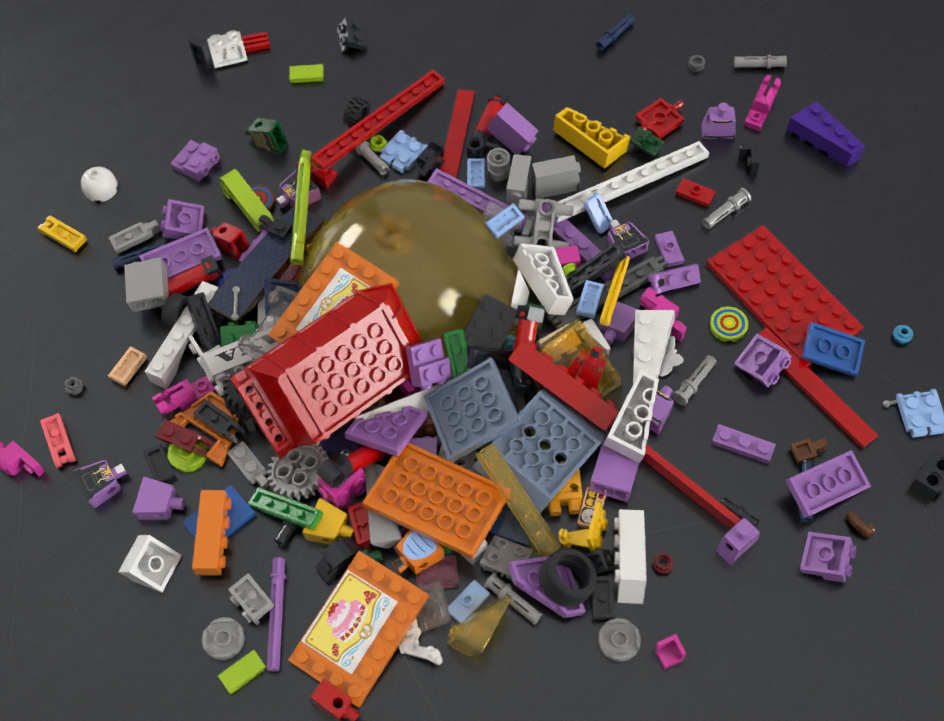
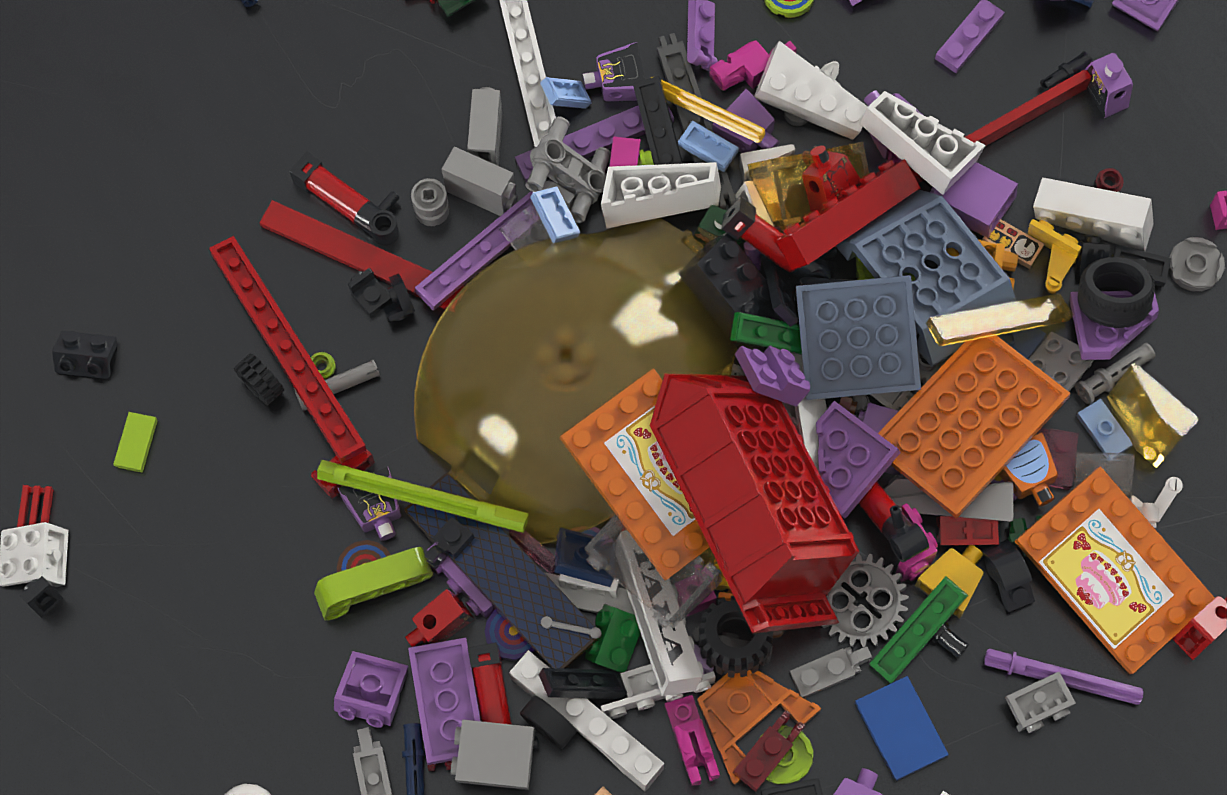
camera: 75 degrees left, 10 degrees up
(195, 160) = (251, 649): medium lavender plate -> none
(210, 532) = (931, 736): orange brick -> none
(218, 421) = (757, 694): black hinge -> none
(223, 639) = (1080, 755): light grey tile -> none
(242, 672) = (1133, 737): lime tile -> none
(267, 135) = (250, 526): dark green torso -> none
(402, 152) = (348, 333): light blue plate -> none
(476, 173) = (431, 239): light blue plate -> none
(512, 130) = (384, 161): medium lavender brick -> none
(520, 294) = (682, 232): white sticker -> none
(590, 137) = (426, 63): yellow wedge -> none
(669, 248) = (645, 24): medium lavender plate -> none
(689, 386) = (871, 69): light grey pin -> none

